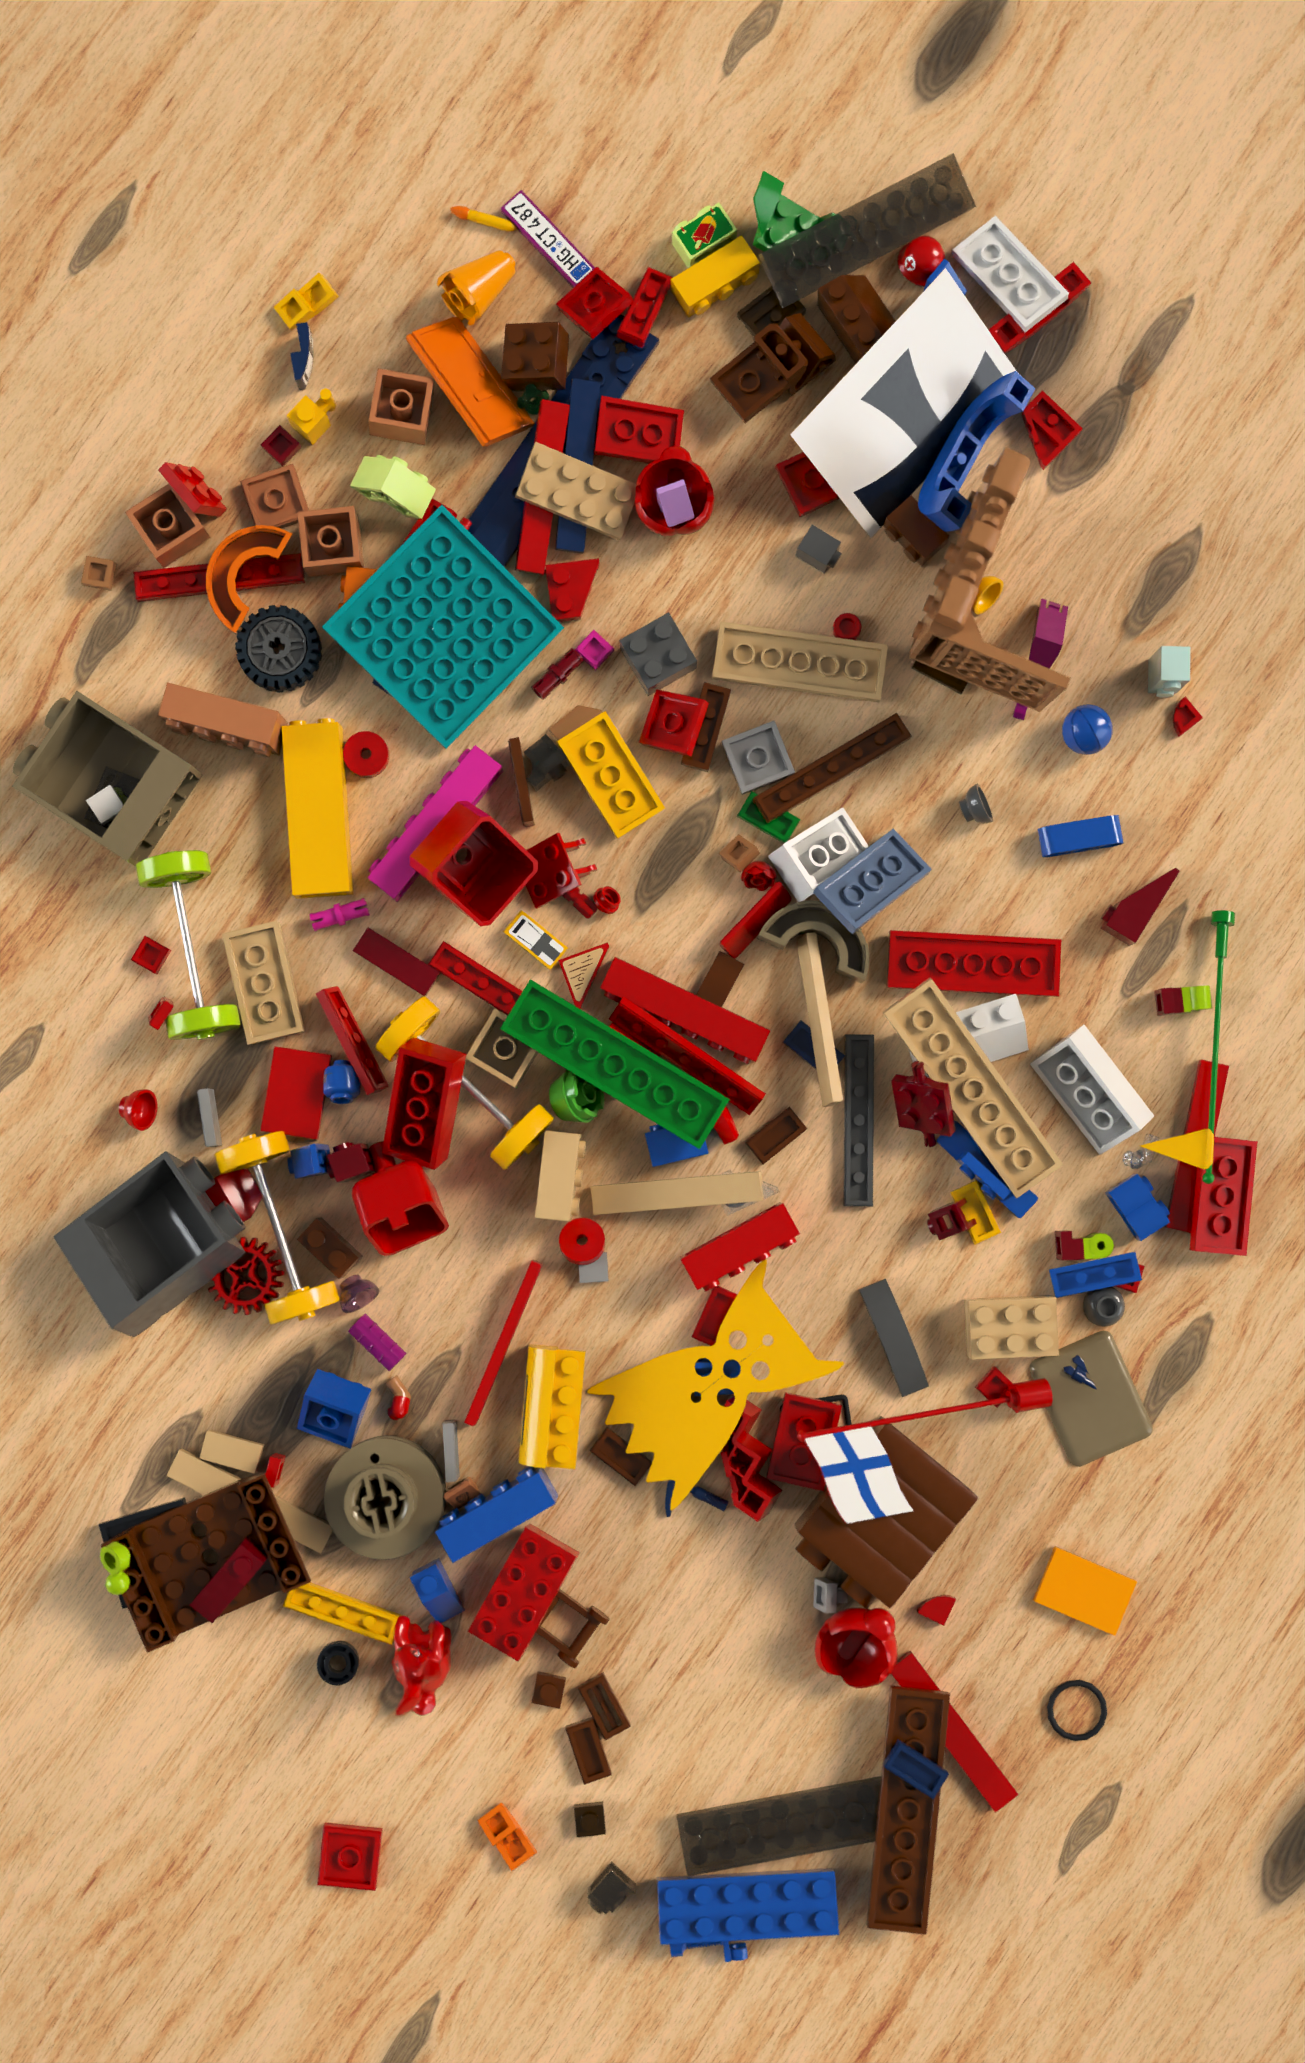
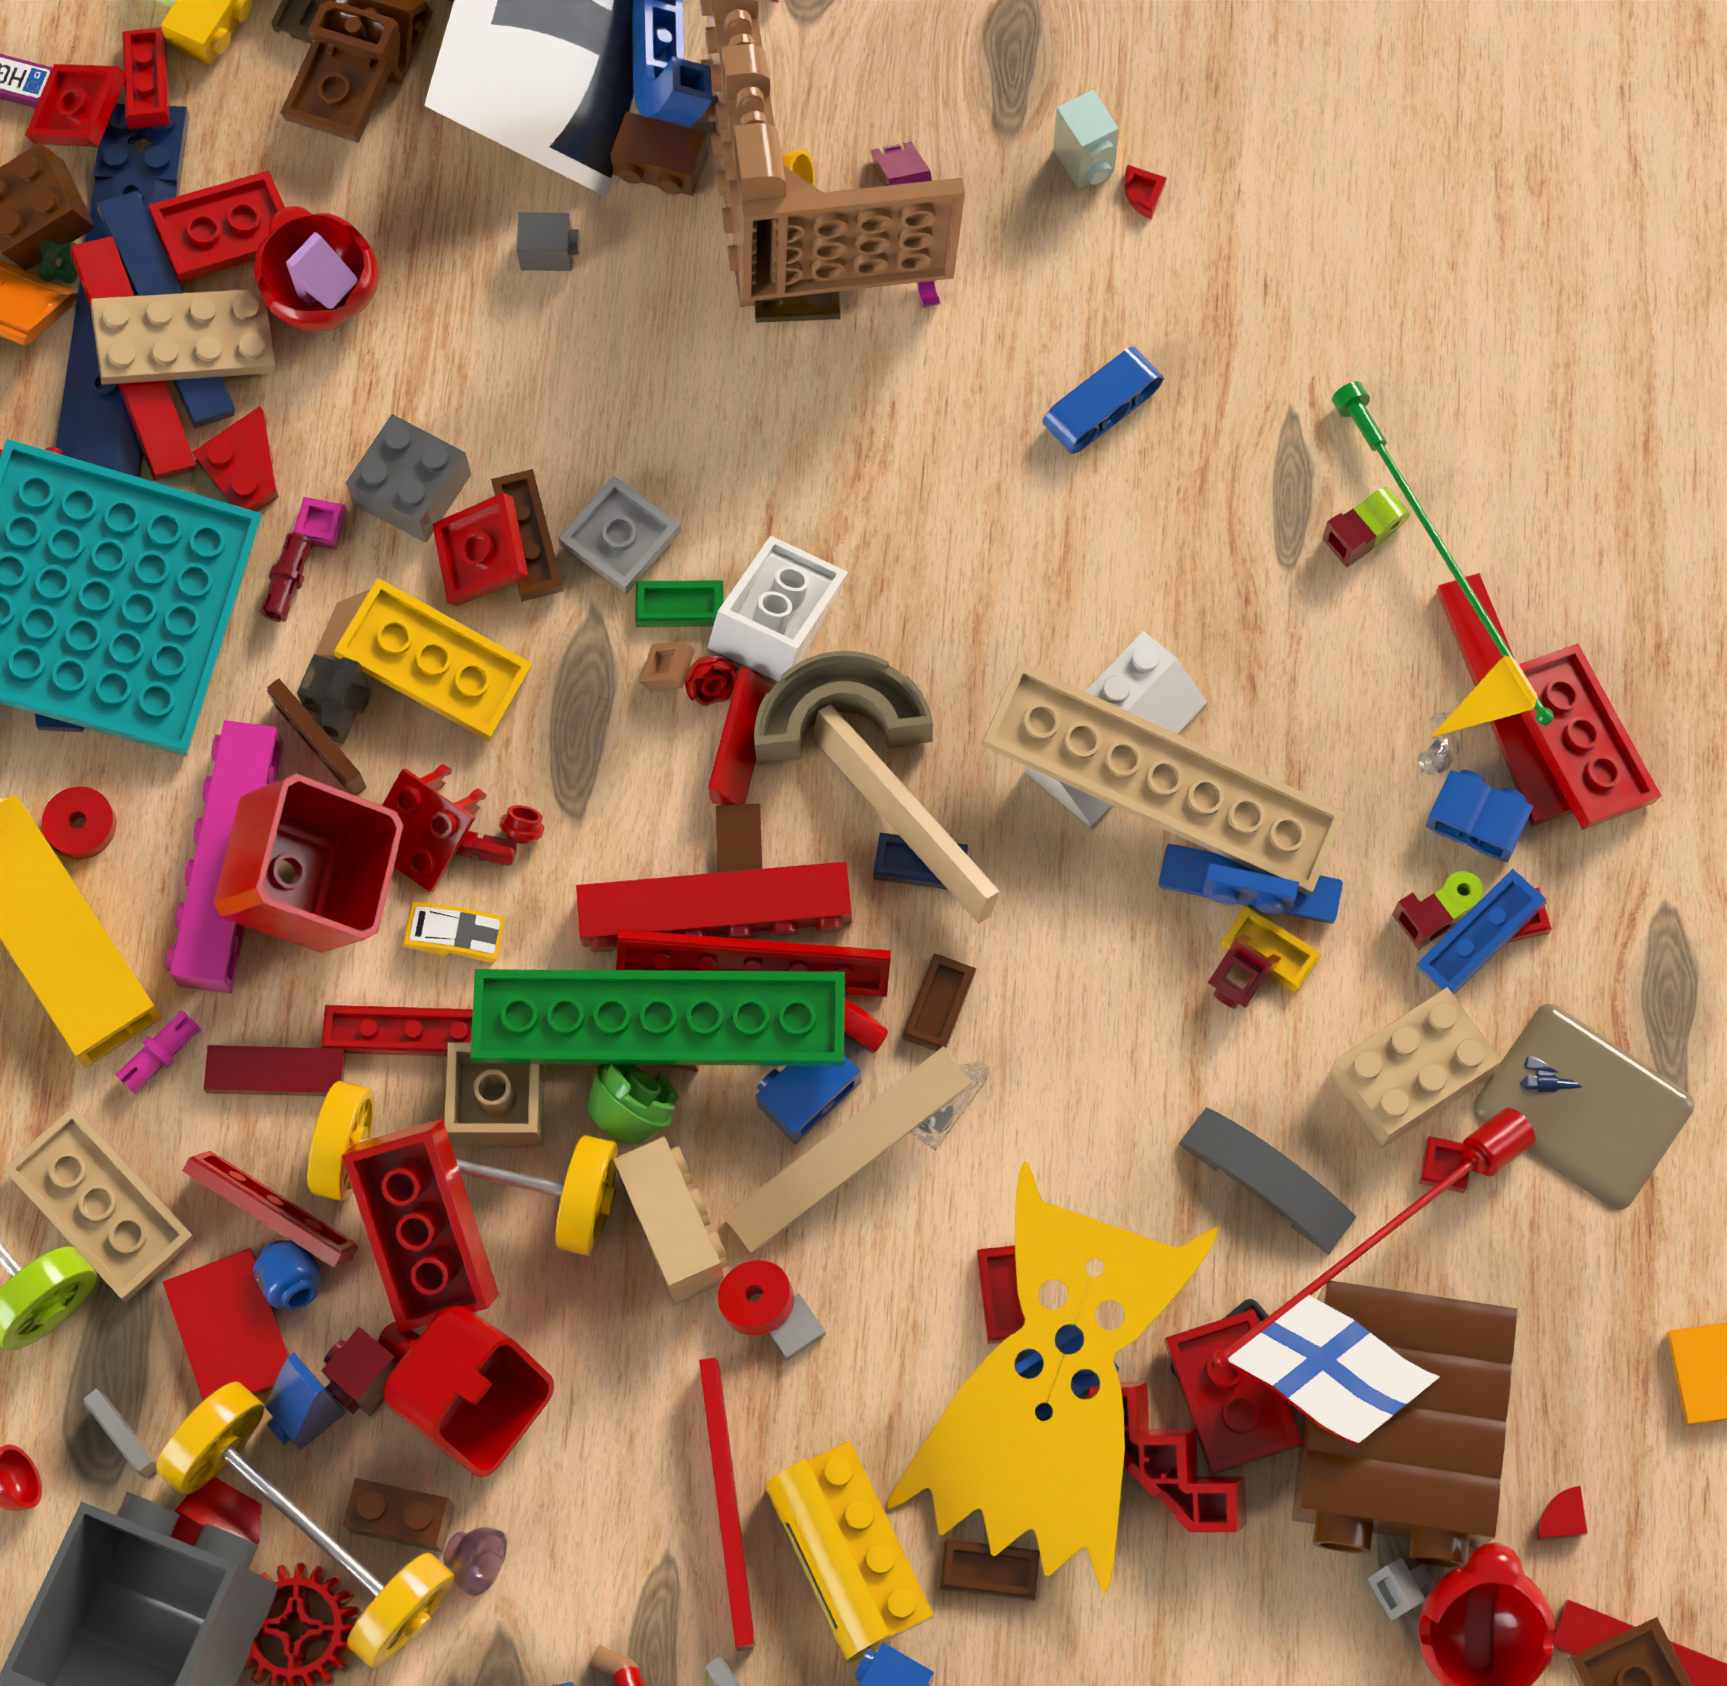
camera: 30 degrees left, 15 degrees down
(377, 1342) = (544, 1612): magenta axle -> none
(581, 971) = (541, 933): tile -> none
(698, 1493) = (1129, 1556): dark blue piece -> none
(739, 1246) = (977, 1170): red brick -> none
(800, 662) = (603, 389): tan plate -> none
(805, 484) = (482, 172): red plate -> none
(832, 768) = (725, 495): reddish brown tile -> none
(847, 626) = (641, 317): red tile -> none
(858, 1120) = (1040, 921): dark grey tile -> none
(872, 881) = (865, 597): sand blue plate -> none
(923, 1104) = (1111, 839): dark red plate -> none
(975, 963) = (1067, 628): red plate -> none
(976, 806) = (943, 437): dark grey piece -> none
(1087, 729) = (1028, 265): blue piece -> none
(1092, 1090) = (1321, 702): white slope -> none
(1104, 1306) = (1520, 973): dark grey piece -> none
(1131, 915) = (1231, 451): dark red slope -> none

